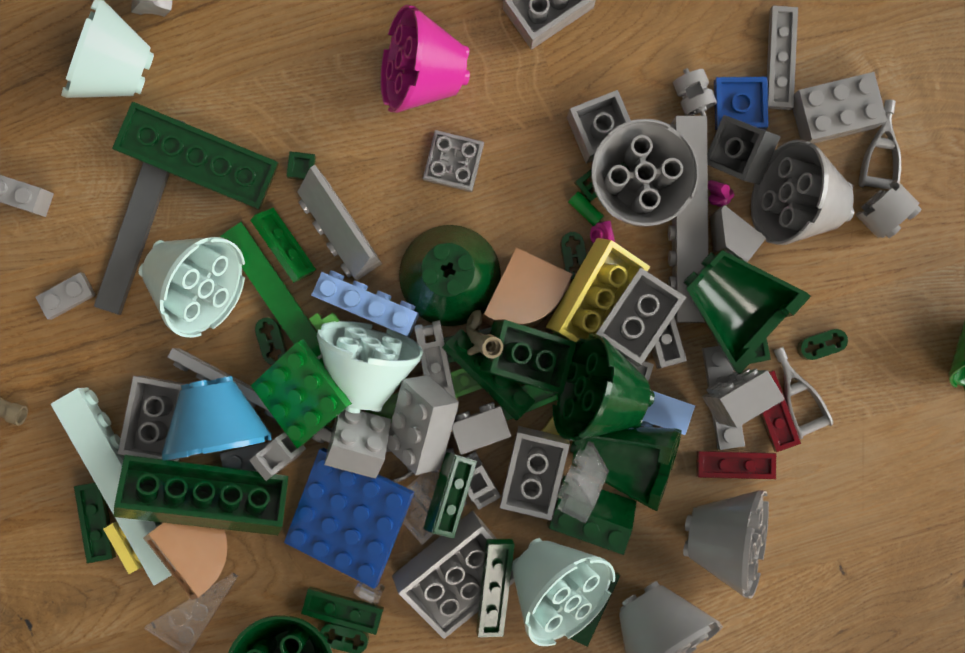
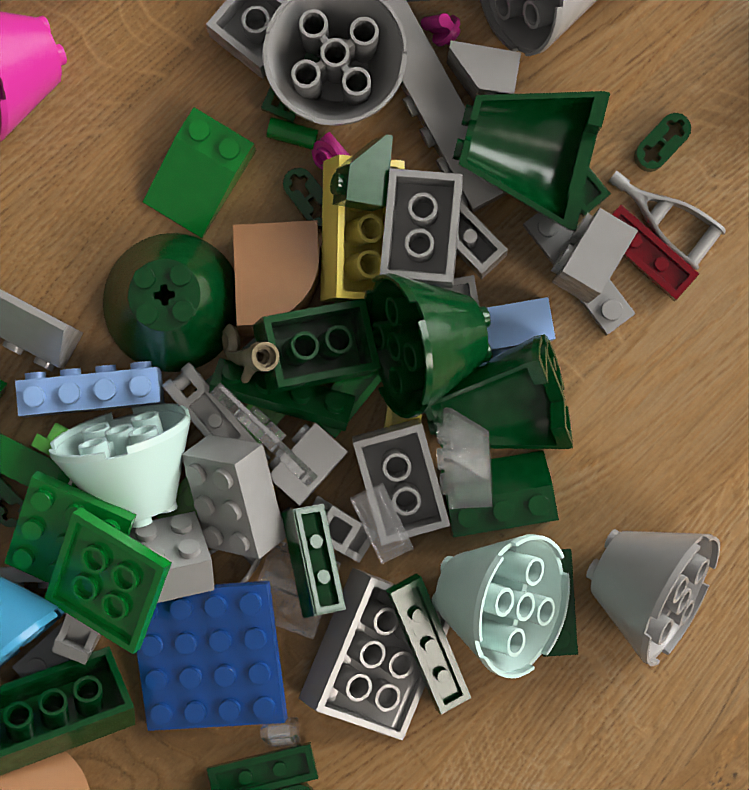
camera: 35 degrees left, 0 degrees up
(309, 436) = (107, 580): none -> green plate
(453, 161) = (101, 162): light grey tile -> none
(465, 397) = (268, 434): none -> clear wing
(507, 494) = (381, 523): none -> clear tile
(512, 201) = (199, 172): none -> green slope
(620, 263) = (364, 177): none -> slope
(730, 539) = (675, 430): light grey cone -> none
(736, 465) = (637, 341): dark red plate -> none

